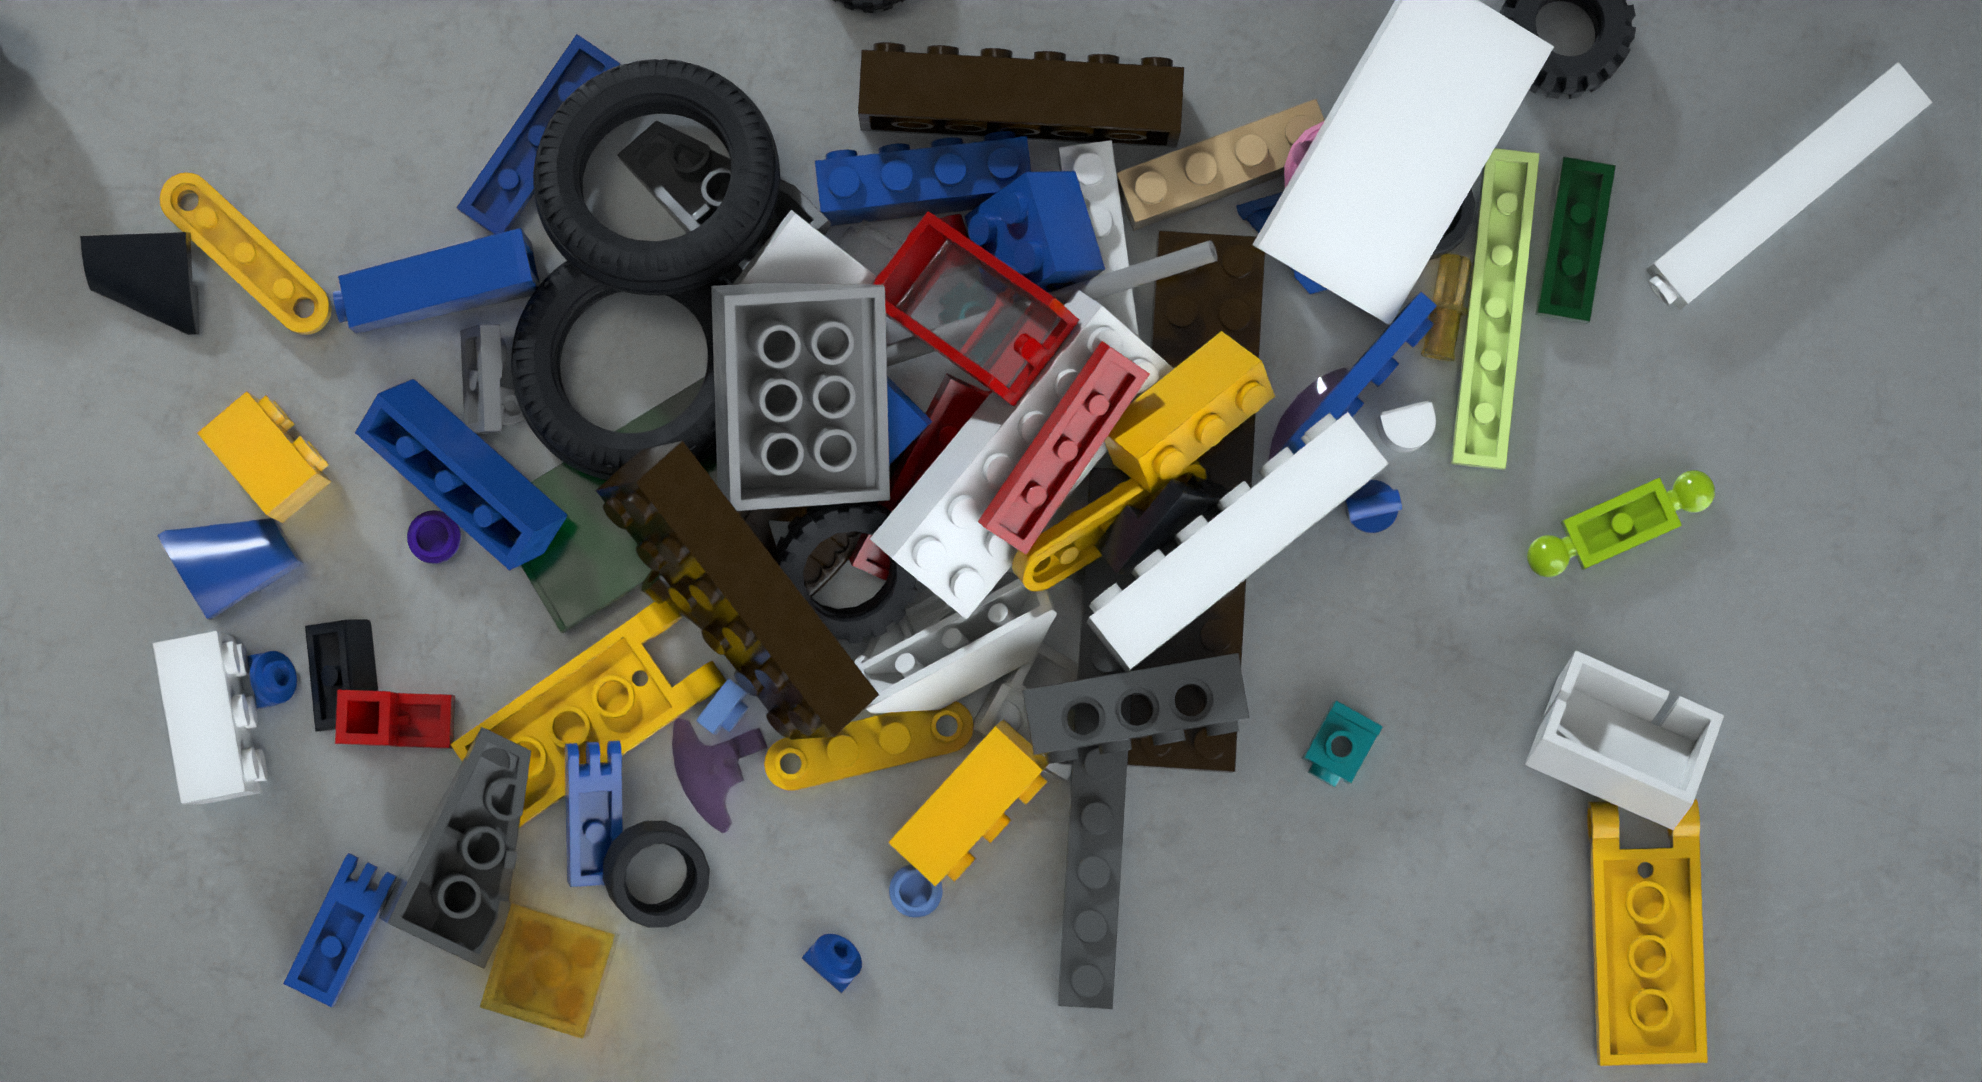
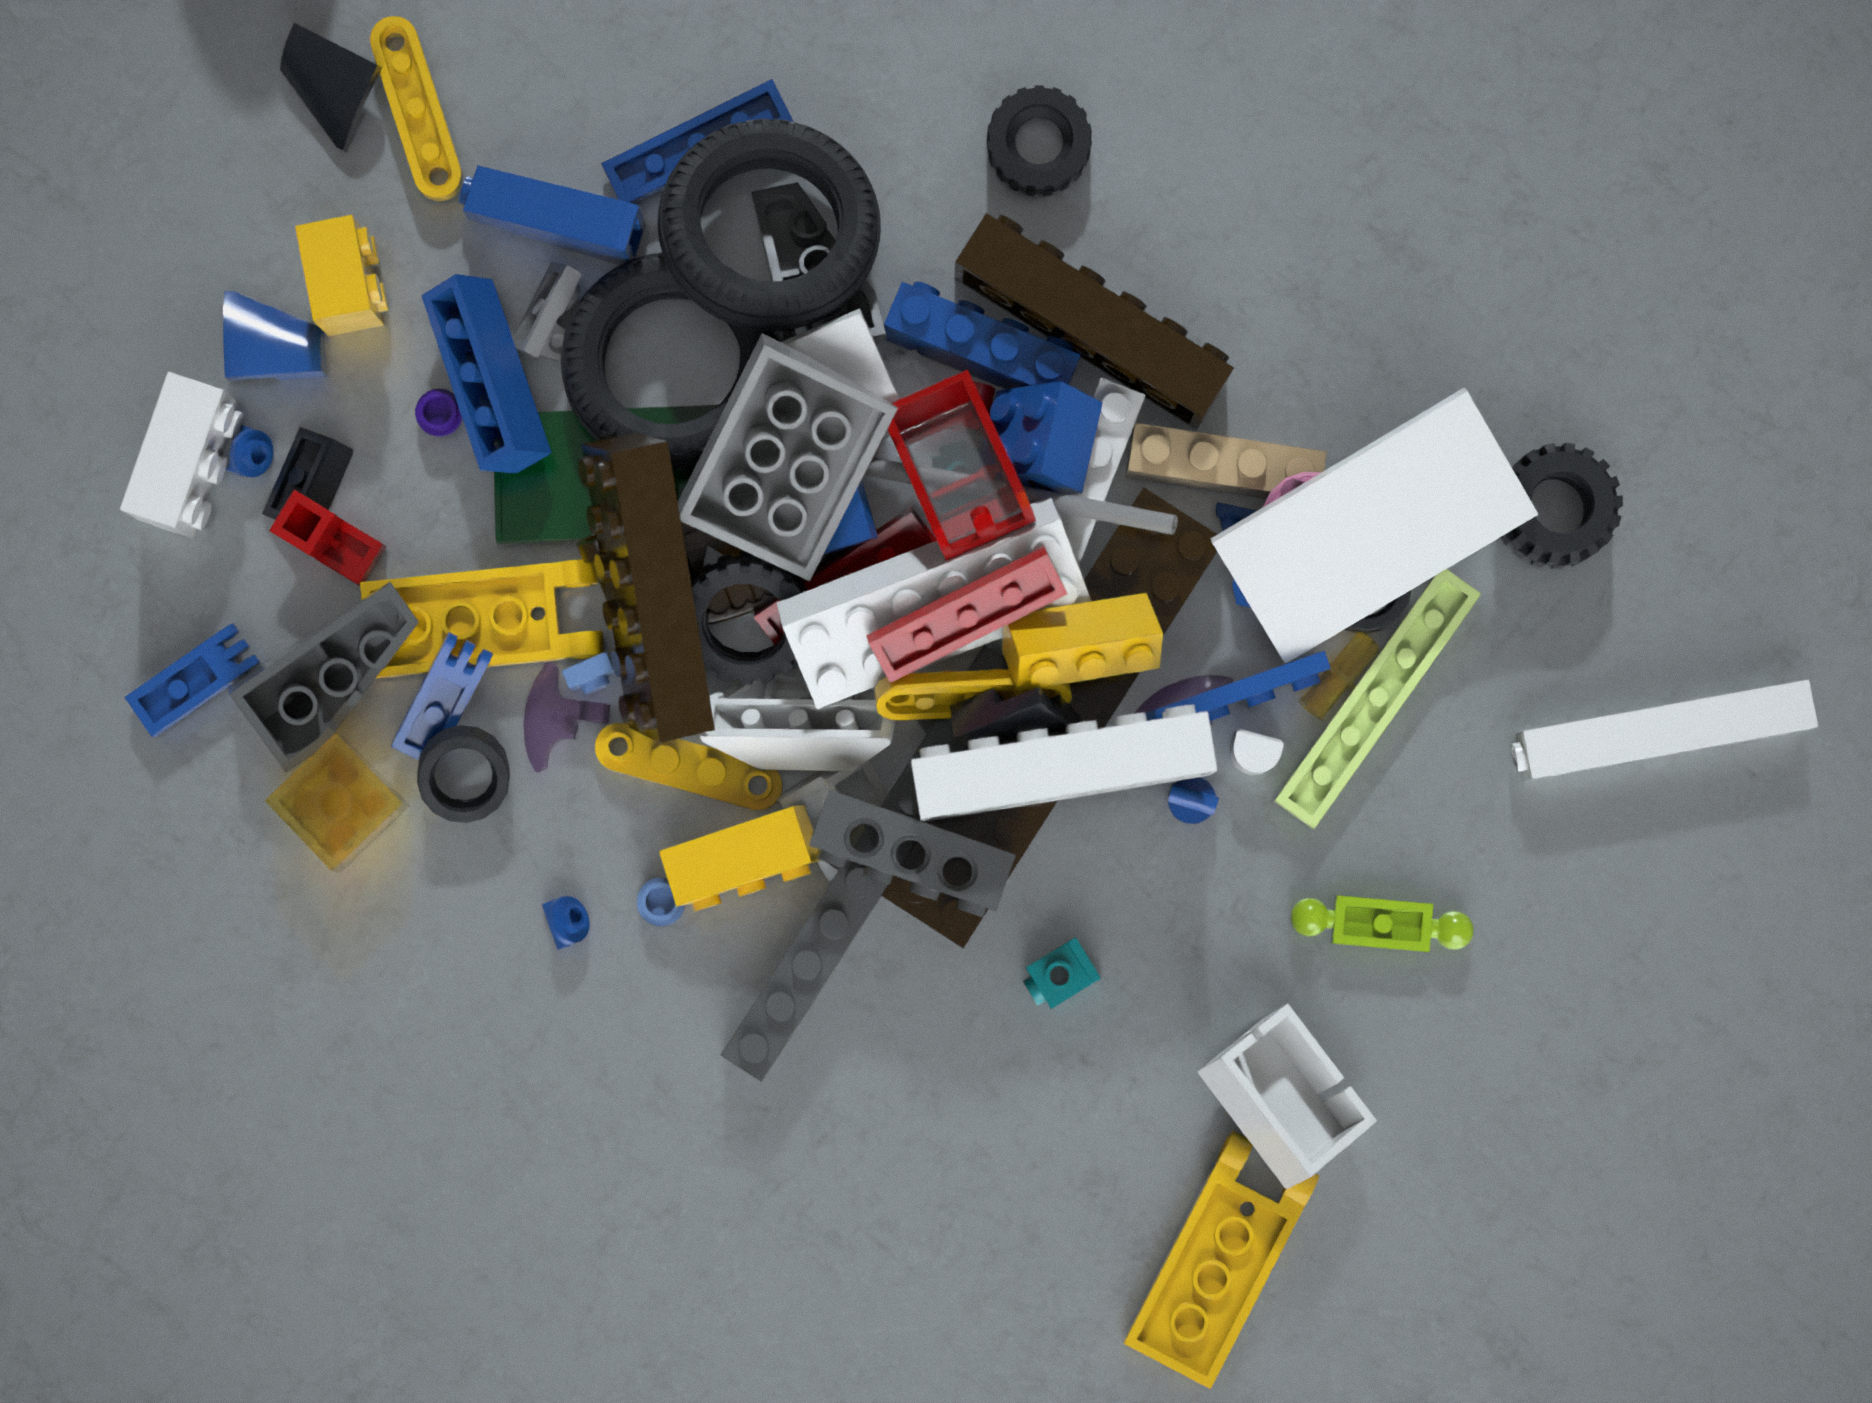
camera: 30 degrees right, 0 degrees up
(1575, 240) = (1471, 678): dark green plate -> none

